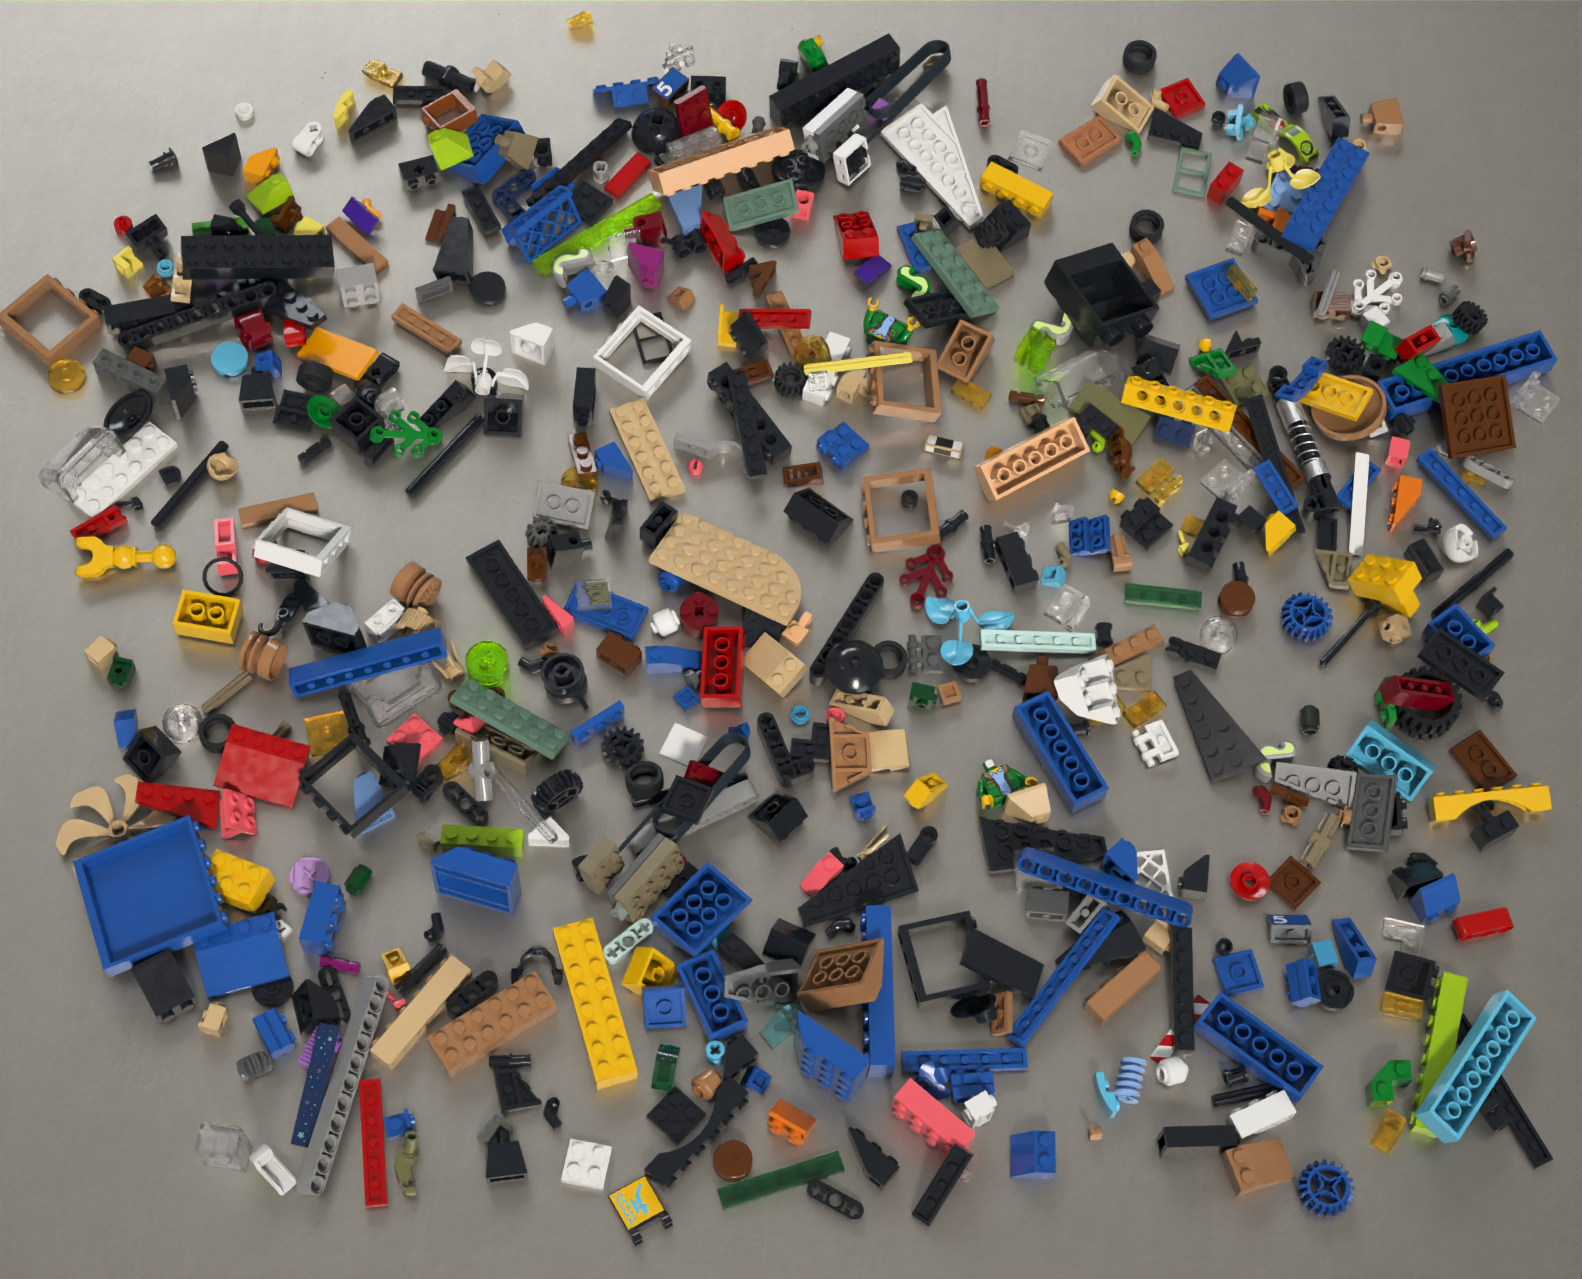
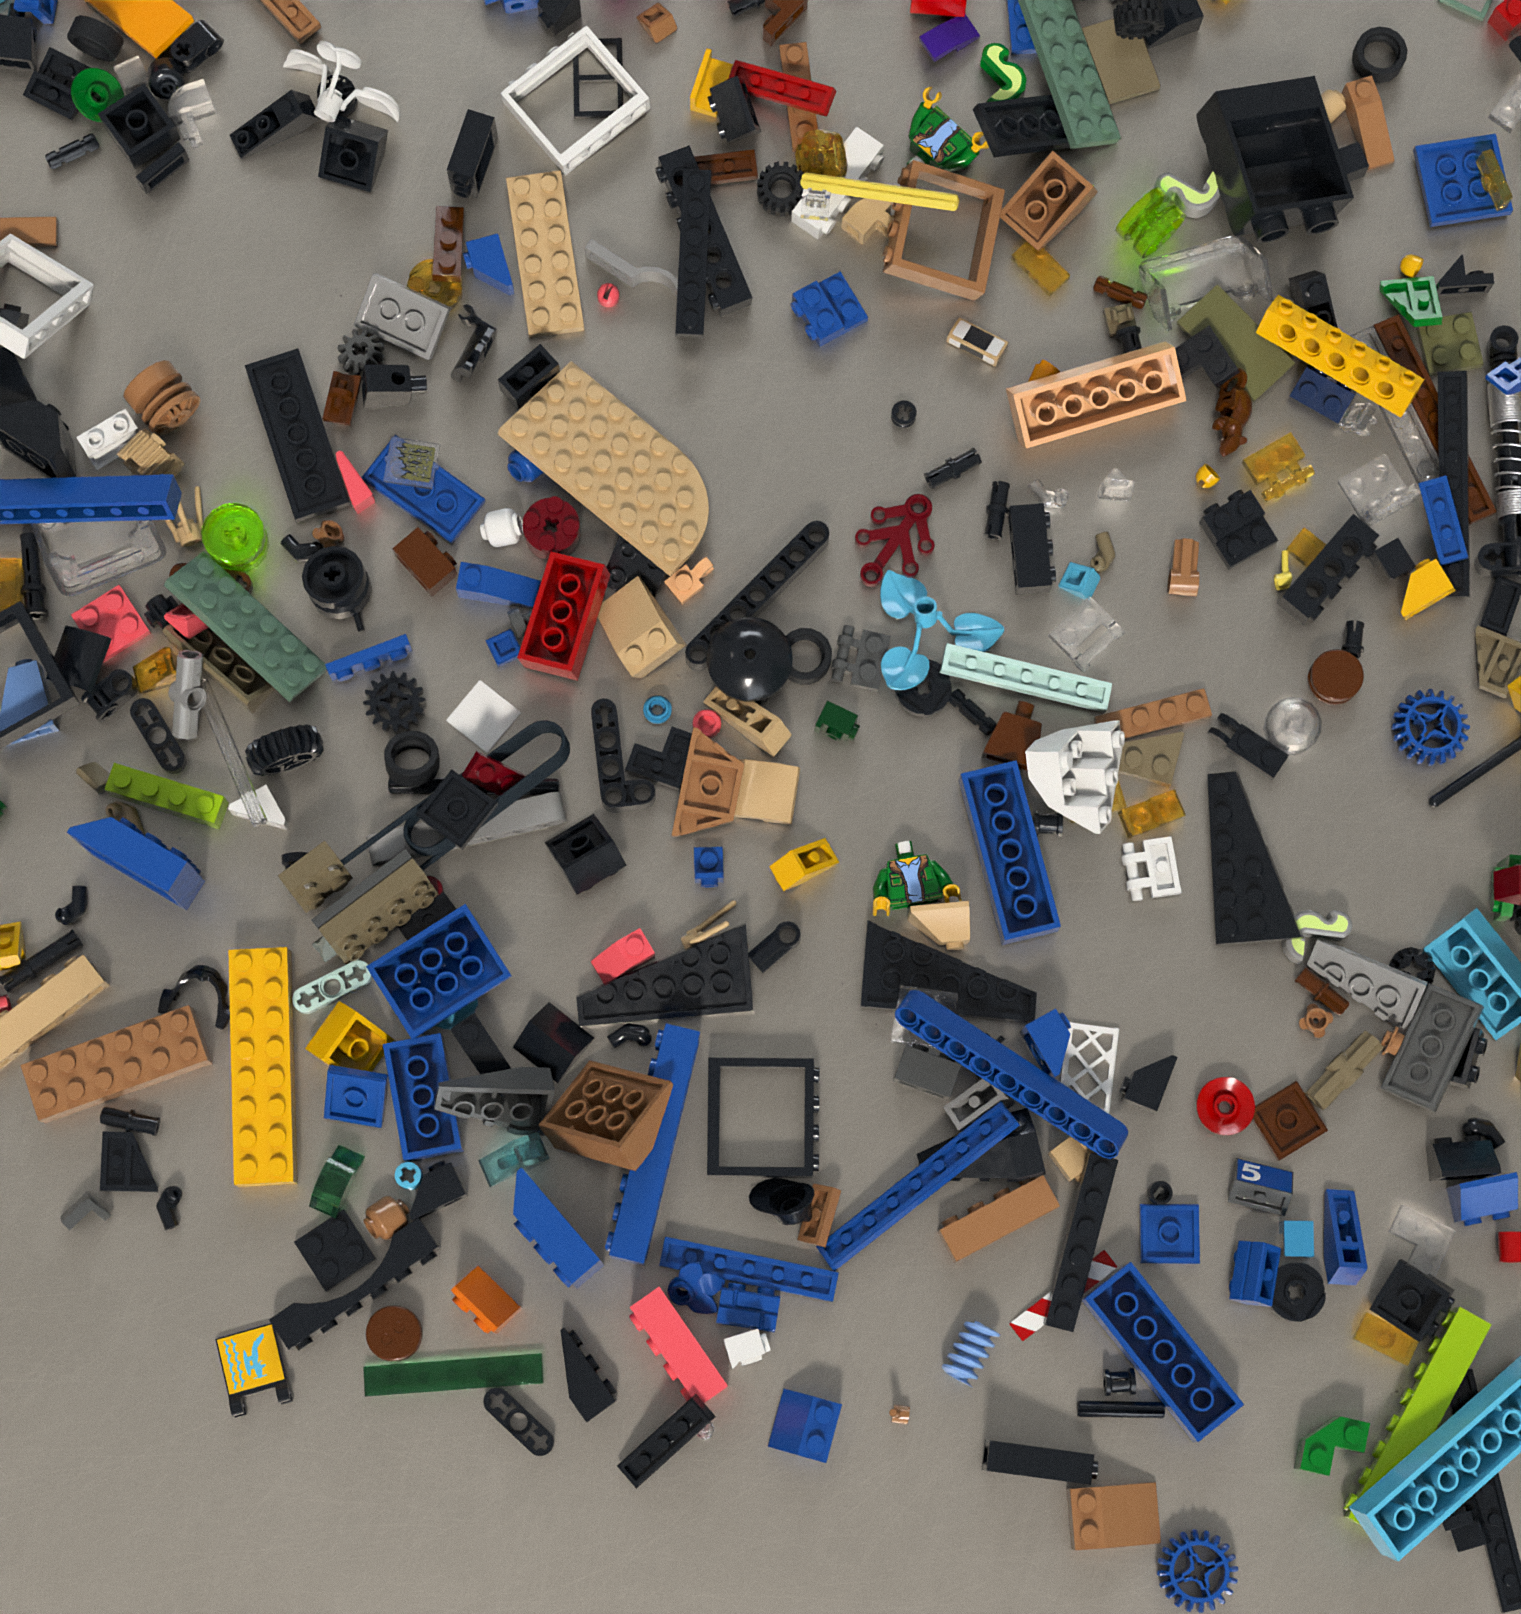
camera: 15 degrees right, 15 degrees up
(408, 434) = (207, 157): green plant -> none
(444, 455) = (254, 199): black axle -> none
(477, 986) = (85, 1016): black beam -> none
(505, 1160) = (89, 1258): black torso -> none
(533, 342) = (420, 50): white slope -> none
(586, 1164) = (198, 1289): white plate -> none
(743, 729) = (567, 716): blue rock -> none
(755, 1079) = (456, 1226): blue slope -> none
(810, 480) = (770, 352): reddish brown slope -> none
(817, 515) = (763, 410): black slope -> none
(848, 862) = (659, 942): black arm -> none
(904, 540) = (882, 481): medium nougat window -> none
(949, 693) = (877, 725): medium nougat plate -> none
(1001, 964) = (836, 1147): black tile -> none
(1089, 536) = (1149, 531): blue slope -> none
(1099, 443) = (1206, 388): lime arm -> none
(1104, 634) = (1126, 687): black bush -> none
(1107, 1099) = (931, 1374): medium azure slope -> none
(1162, 350) = (1339, 261): black slope -> none
(1162, 597) = (1229, 648): clear green tile -> none
(1172, 1071) = (1032, 1354): white head -> none
(1261, 1114) = (1138, 1446): white brick -> none
(1265, 796) = (1286, 984): dark red arm -> none
(1309, 720) = (1386, 886): pearl dark grey brick -> none
(1388, 1132) = (1311, 1510): clear yellow slope -> none

